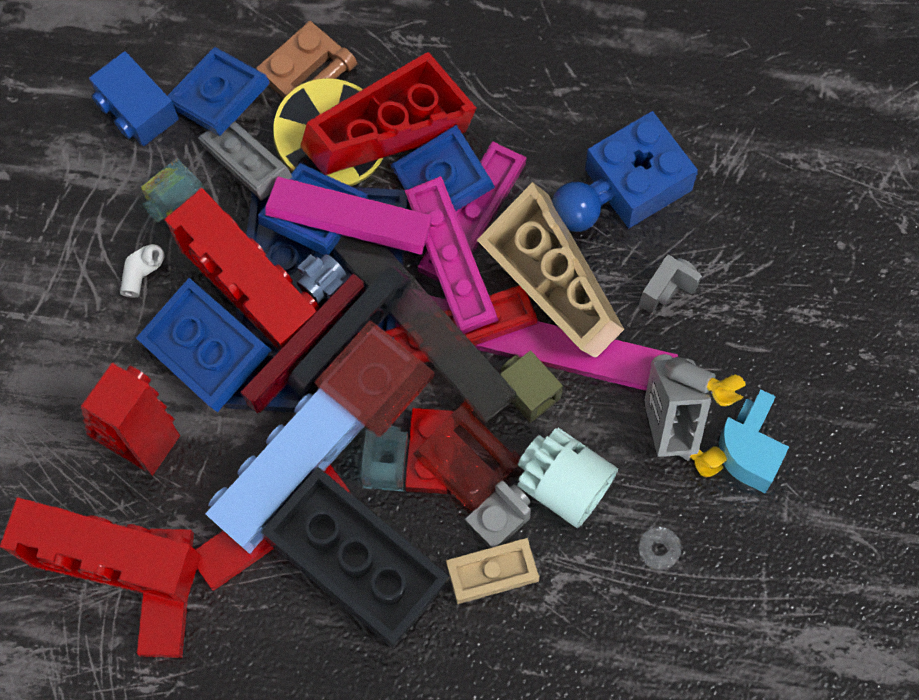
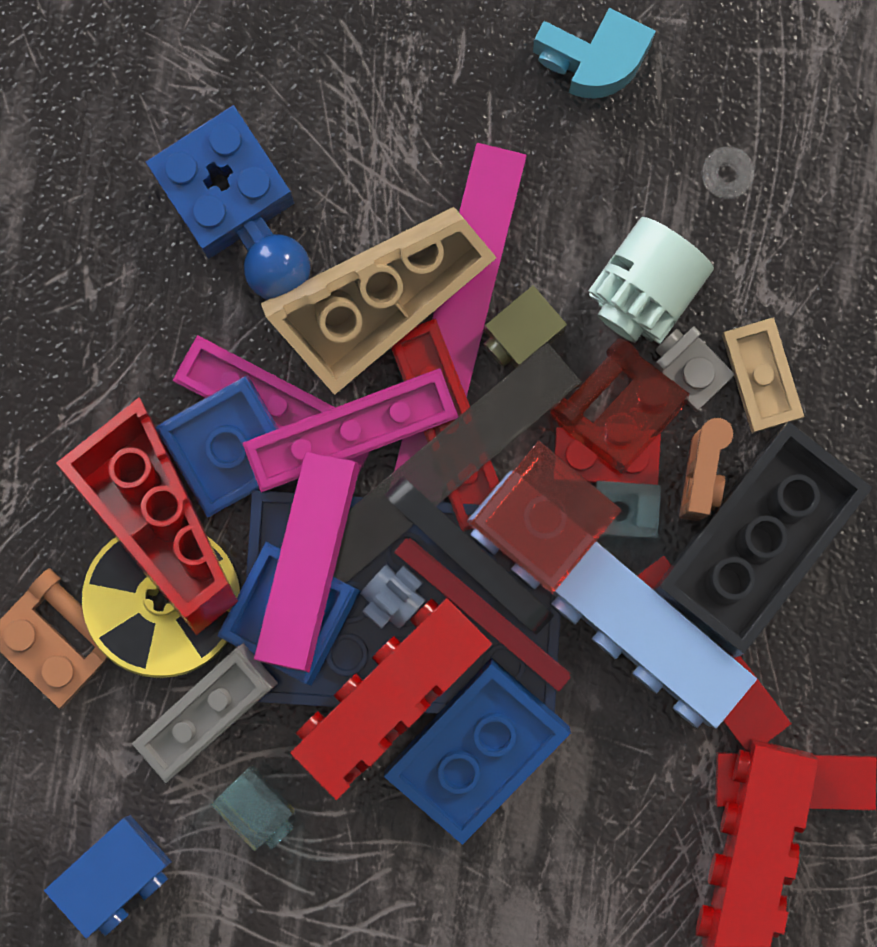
camera: 90 degrees left, 15 degrees up
(129, 418) = (596, 842): red wedge -> none
(138, 266) = (356, 852): white arm -> none
(218, 91) = (96, 760): blue plate -> none
(413, 512) = (702, 485): none -> nougat plate
(665, 281) = (384, 160): light grey bracket -> none
(678, 409) = (561, 133): light grey torso -> none

